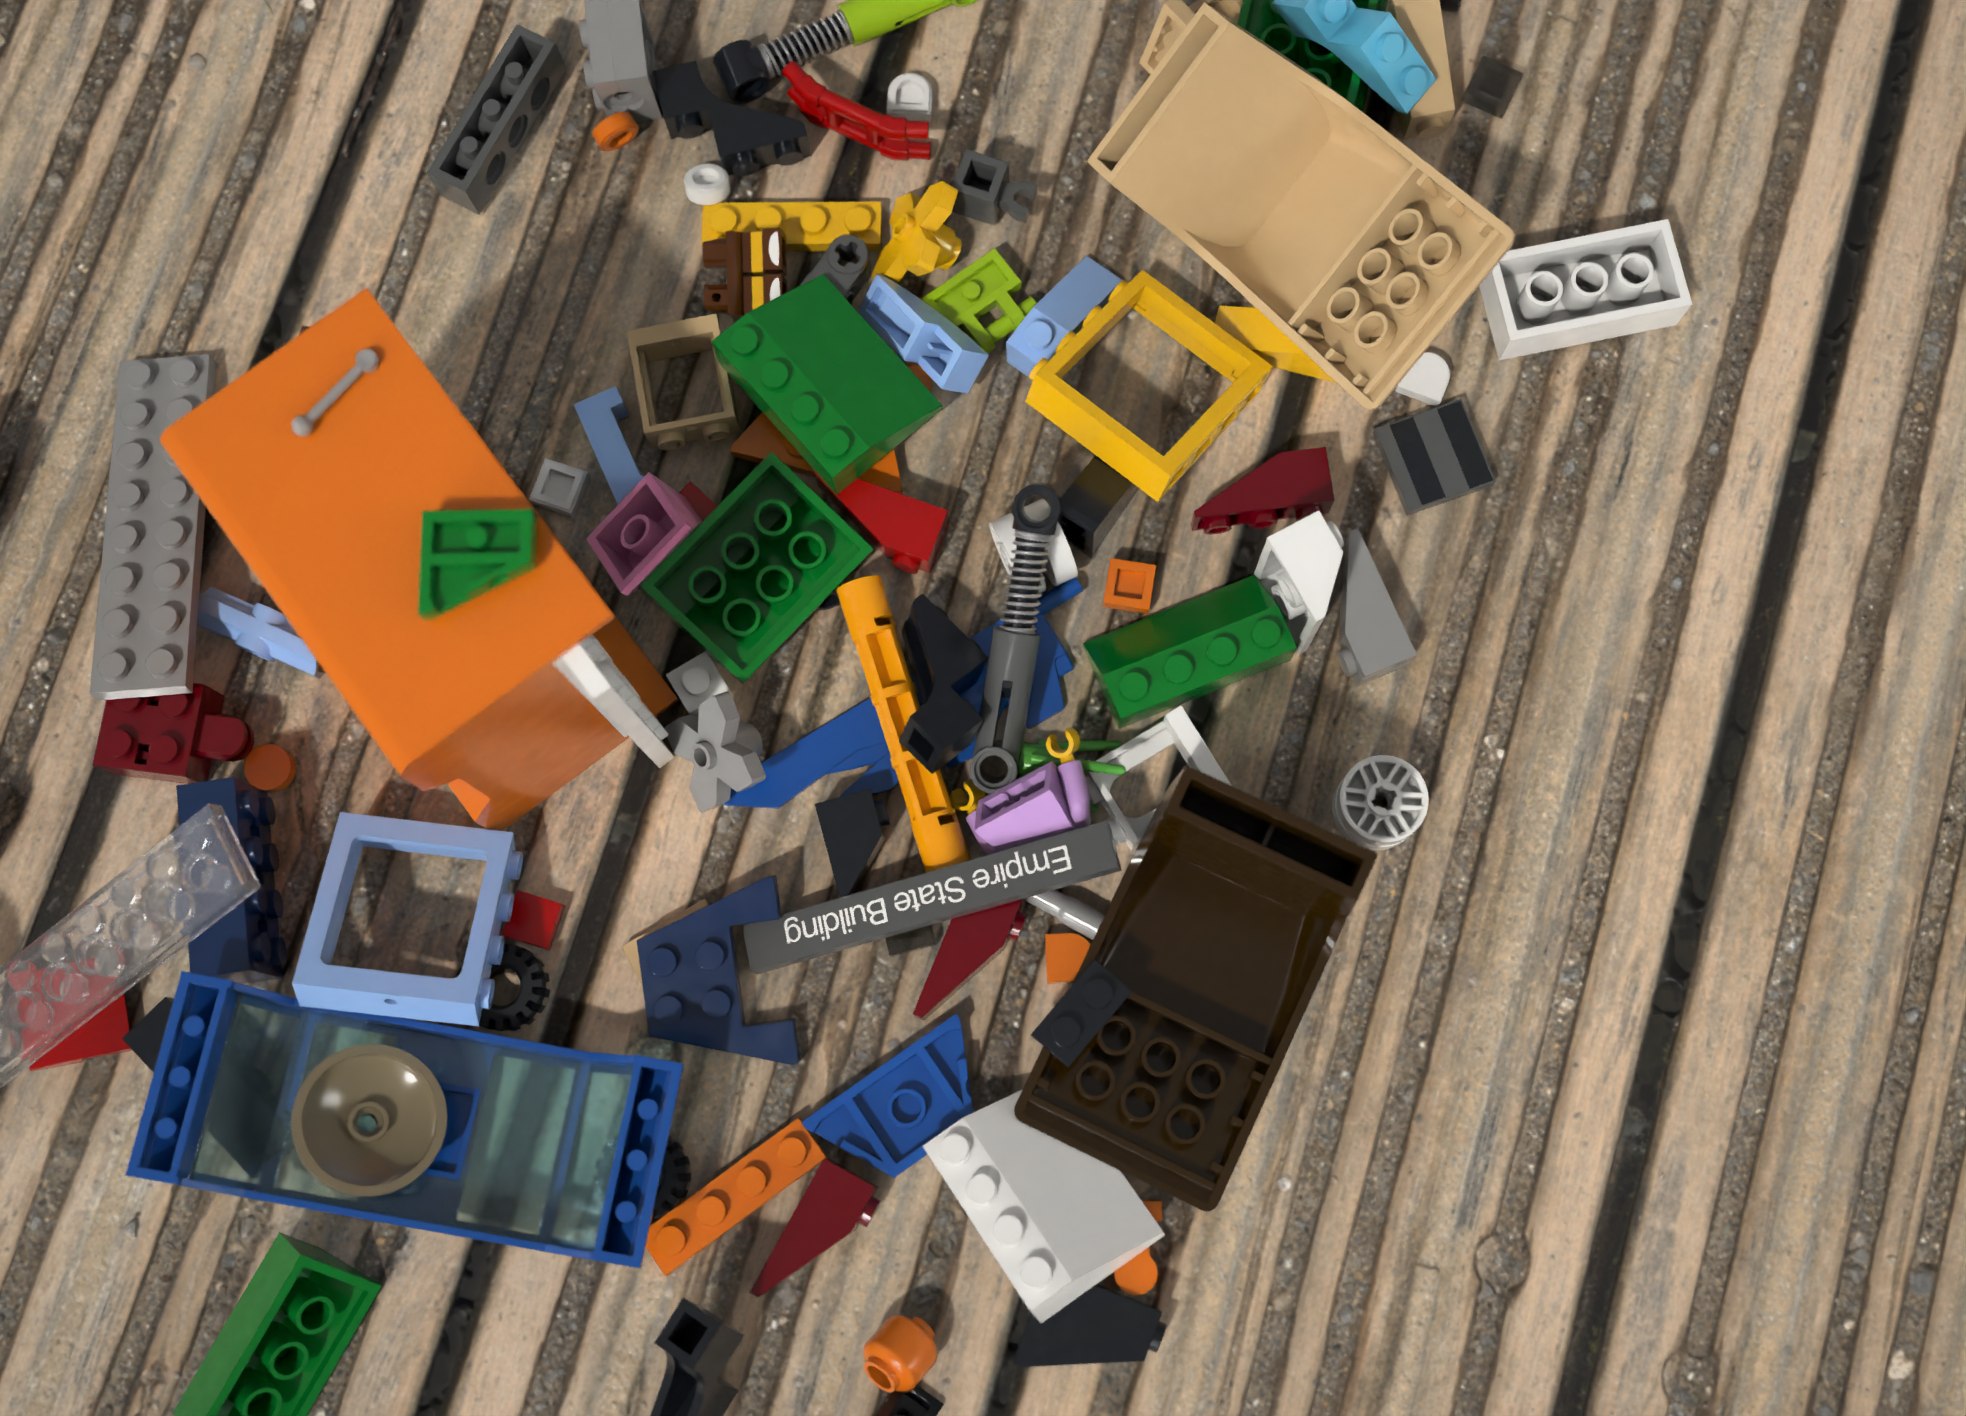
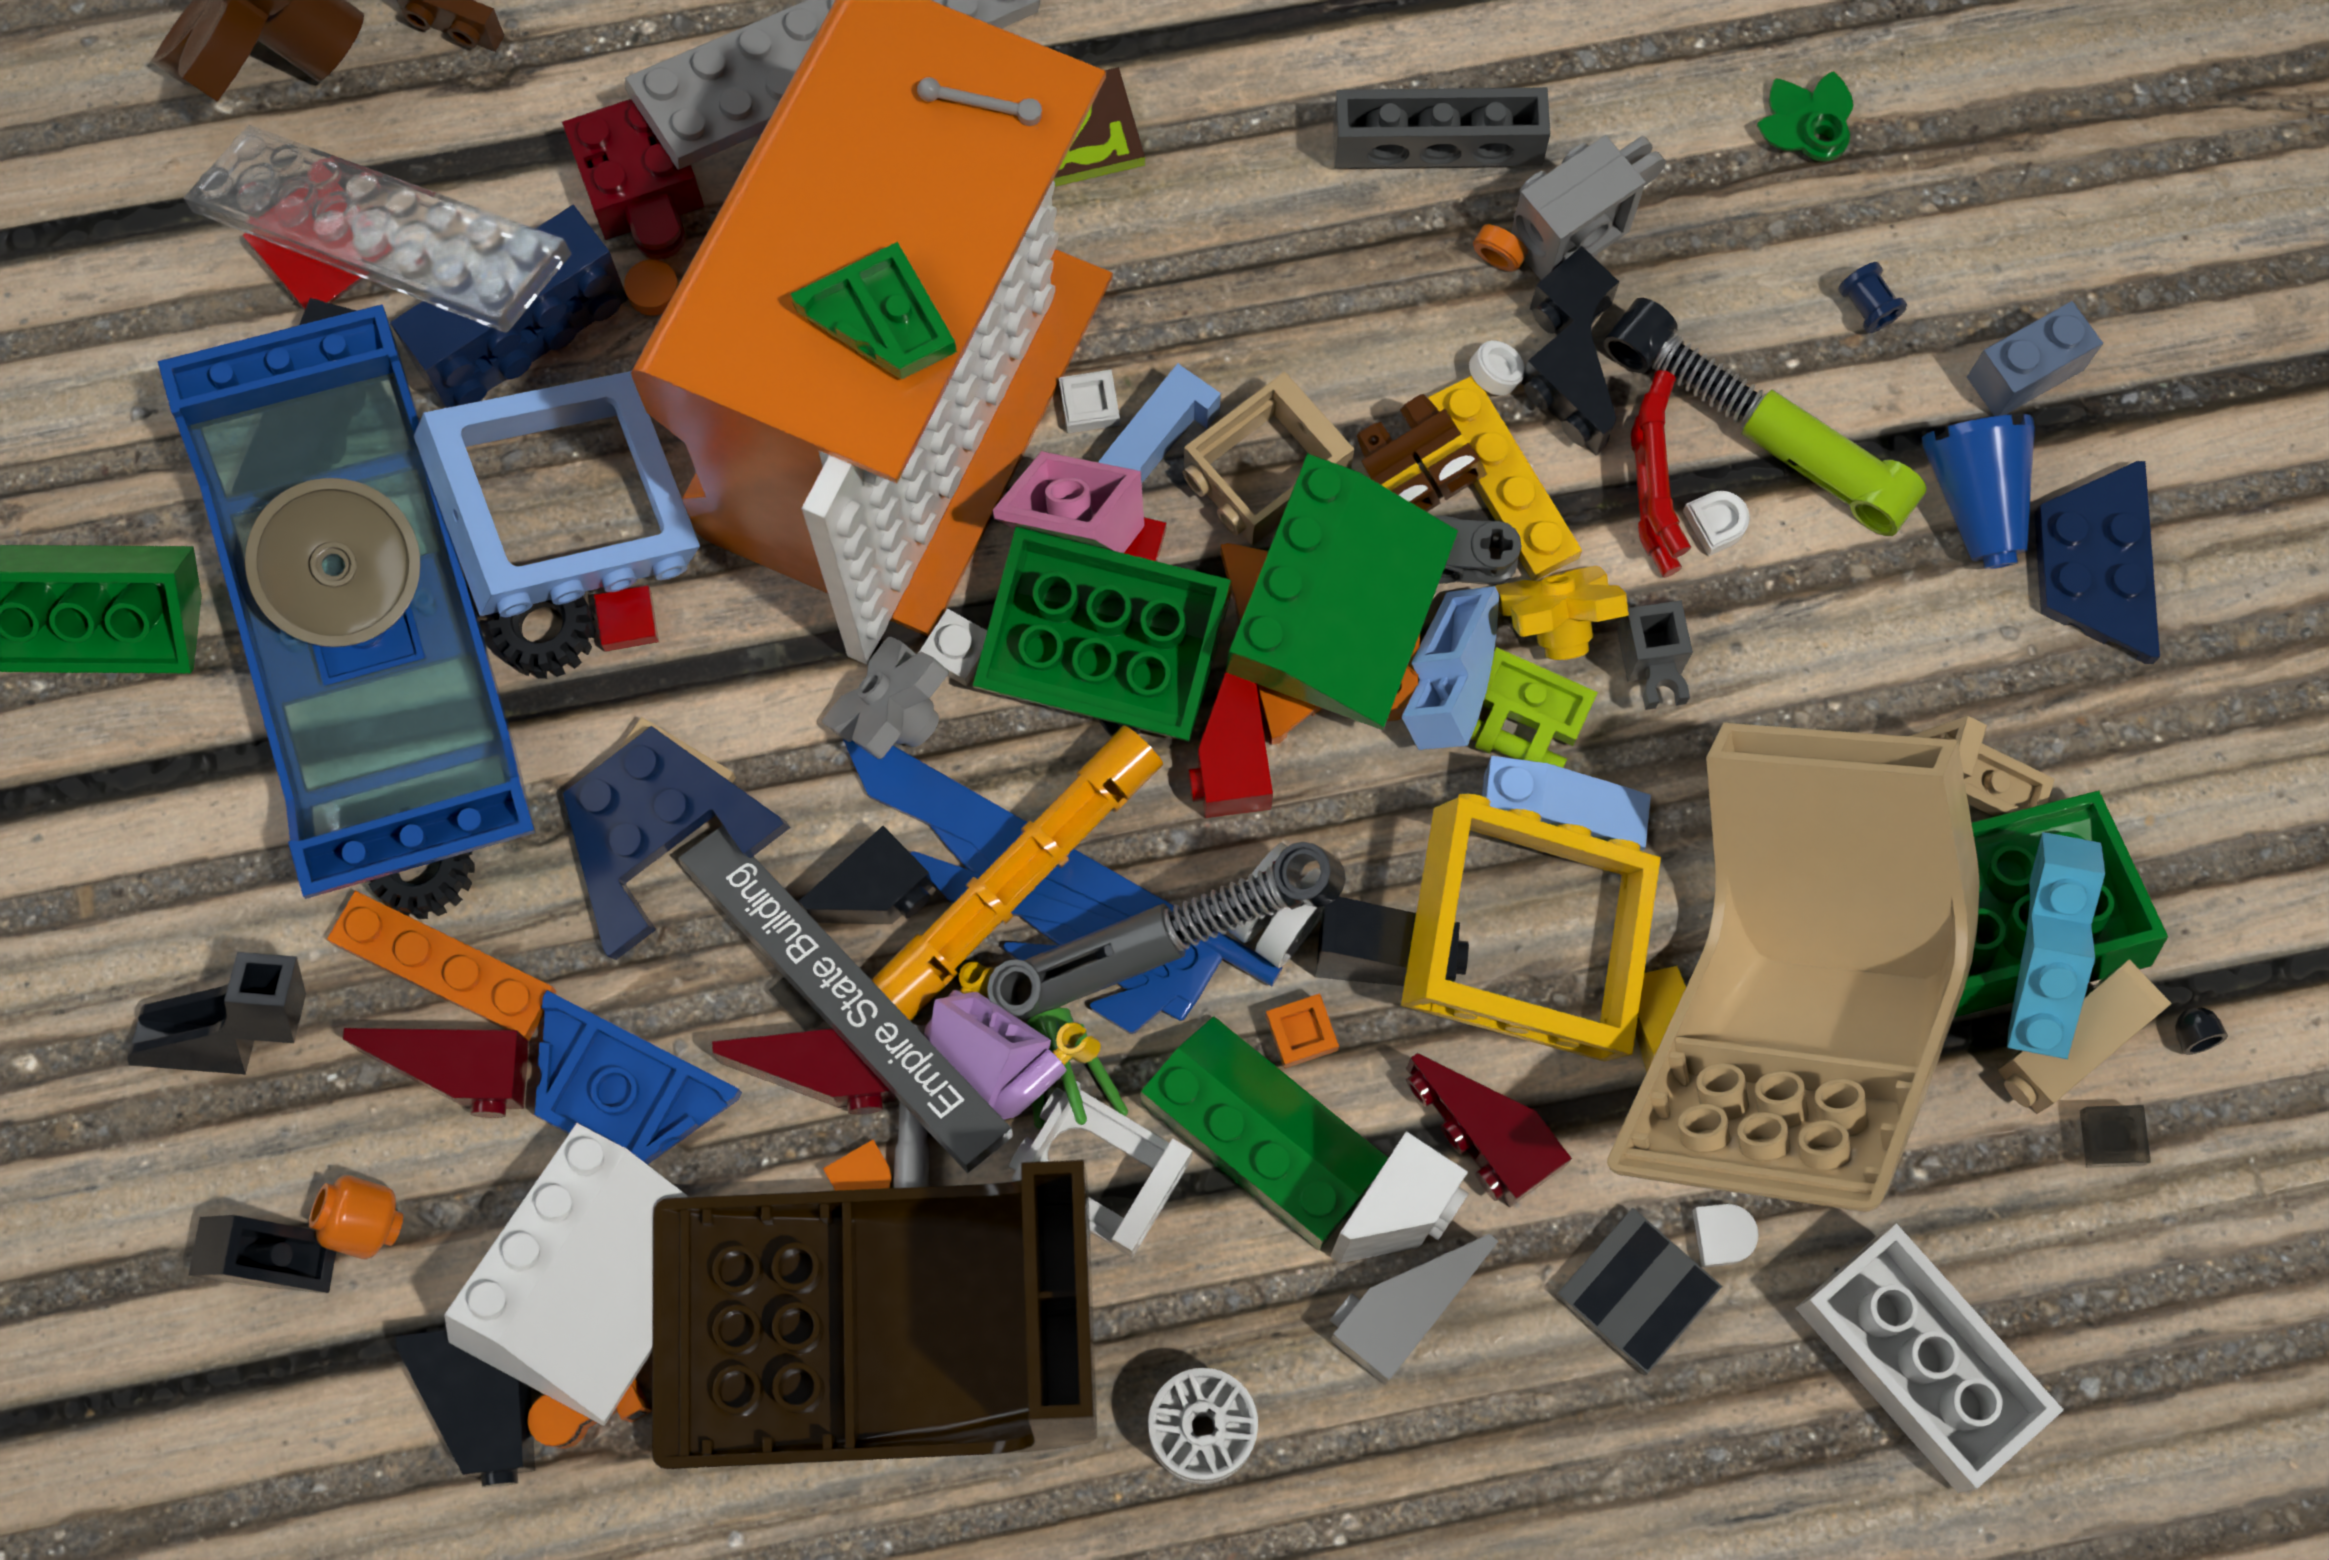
camera: 55 degrees right, 5 degrees down
(945, 668) = (1098, 883): black arch -> none
(1081, 1013) = (797, 1215): black plate -> none

